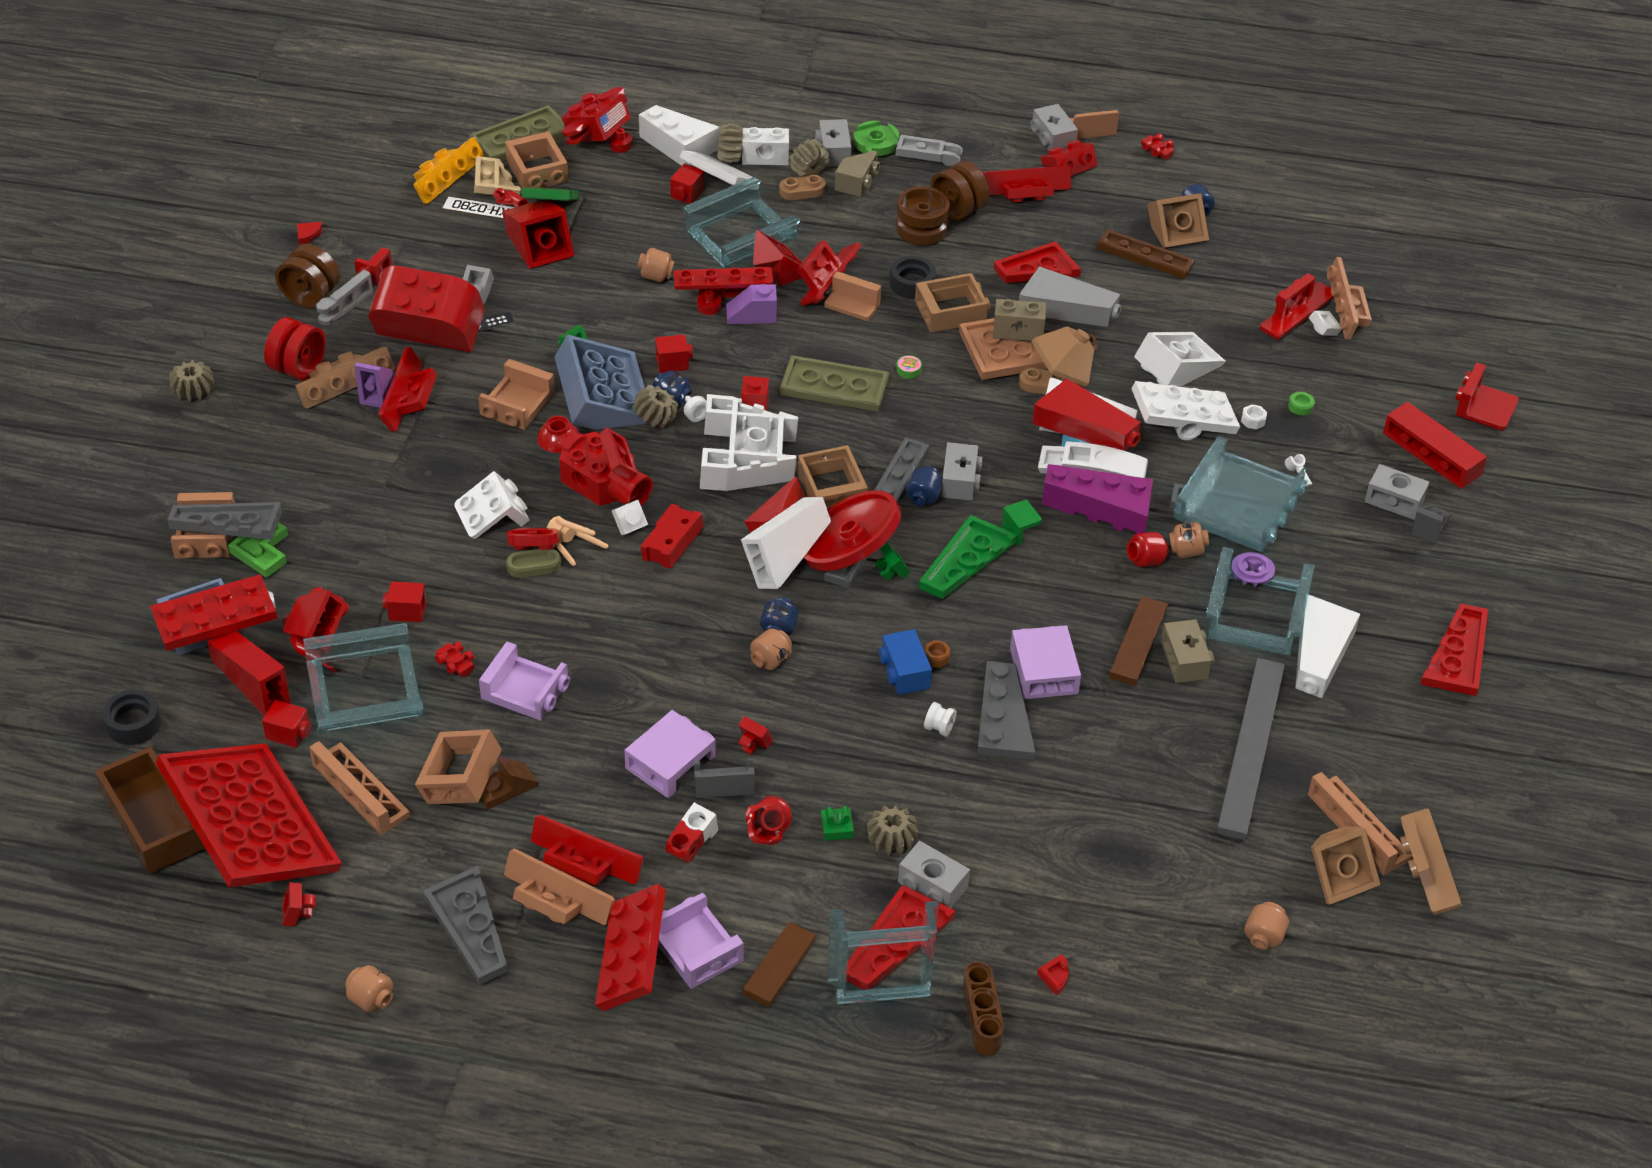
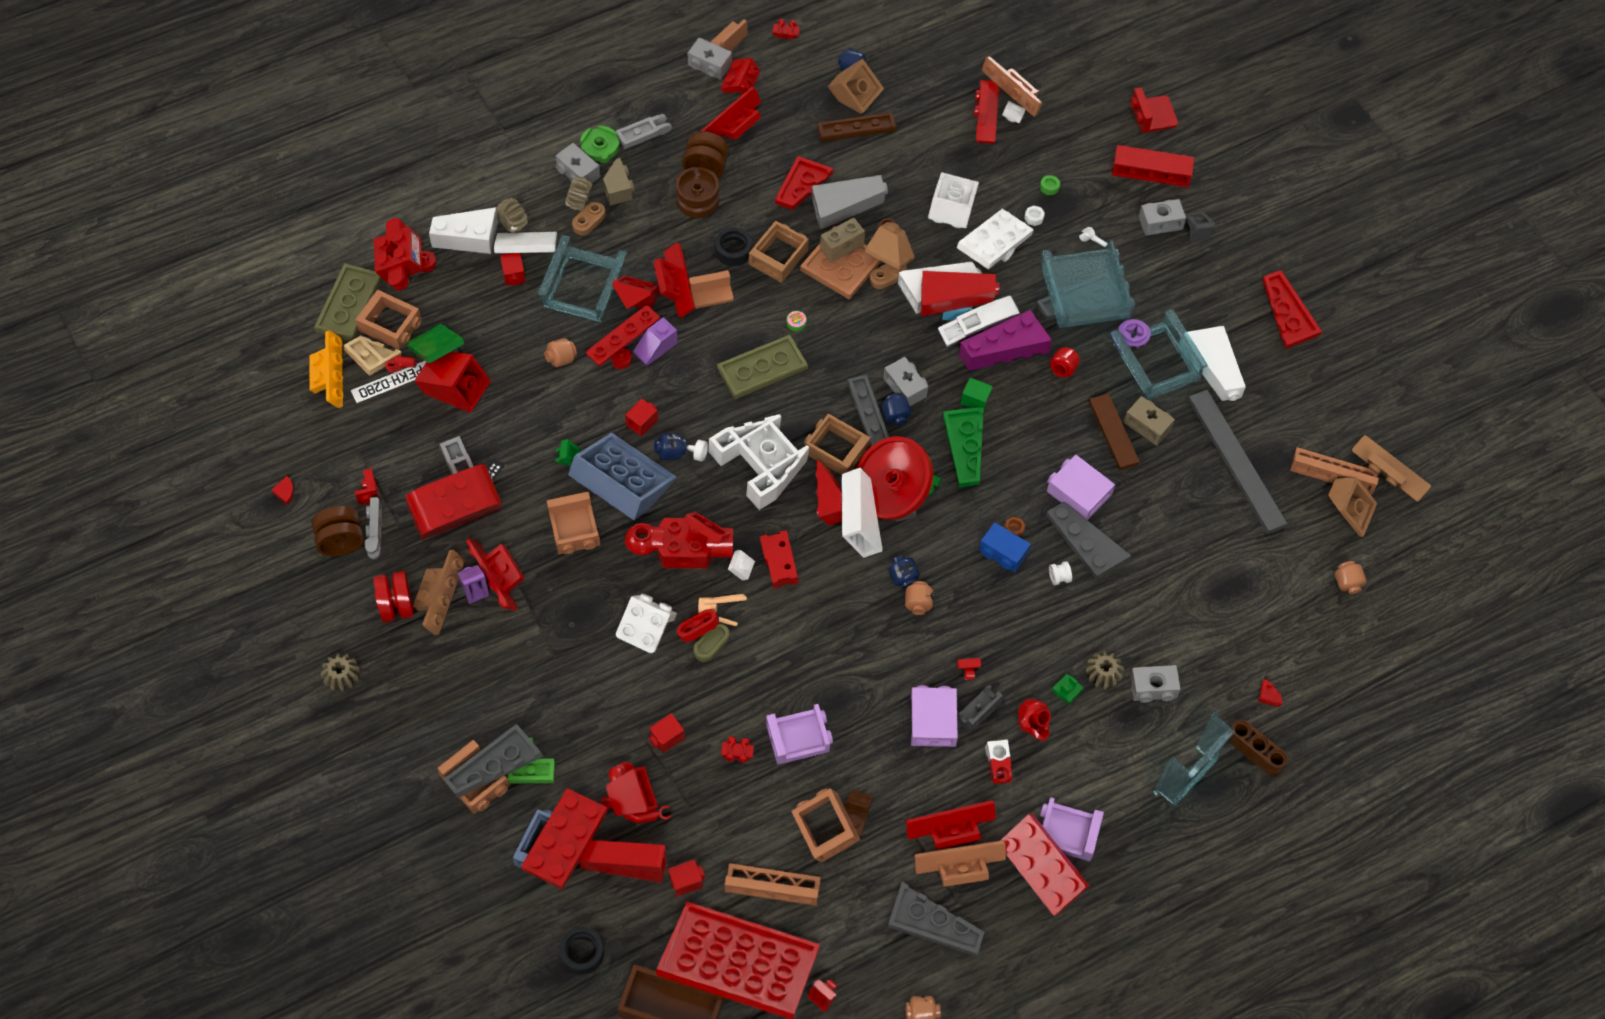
camera: 40 degrees left, 15 degrees up
(354, 645) = (683, 840): clear light blue piece -> none
(655, 406) = (675, 468): dark tan gear -> none
(755, 391) = (729, 414): red brick -> none
(765, 146) = (537, 199): white brick -> none
(779, 964) = (1124, 807): reddish brown tile -> none
(874, 962) = (1168, 730): red wing -> none
(1189, 540) = (1081, 338): nougat head -> none

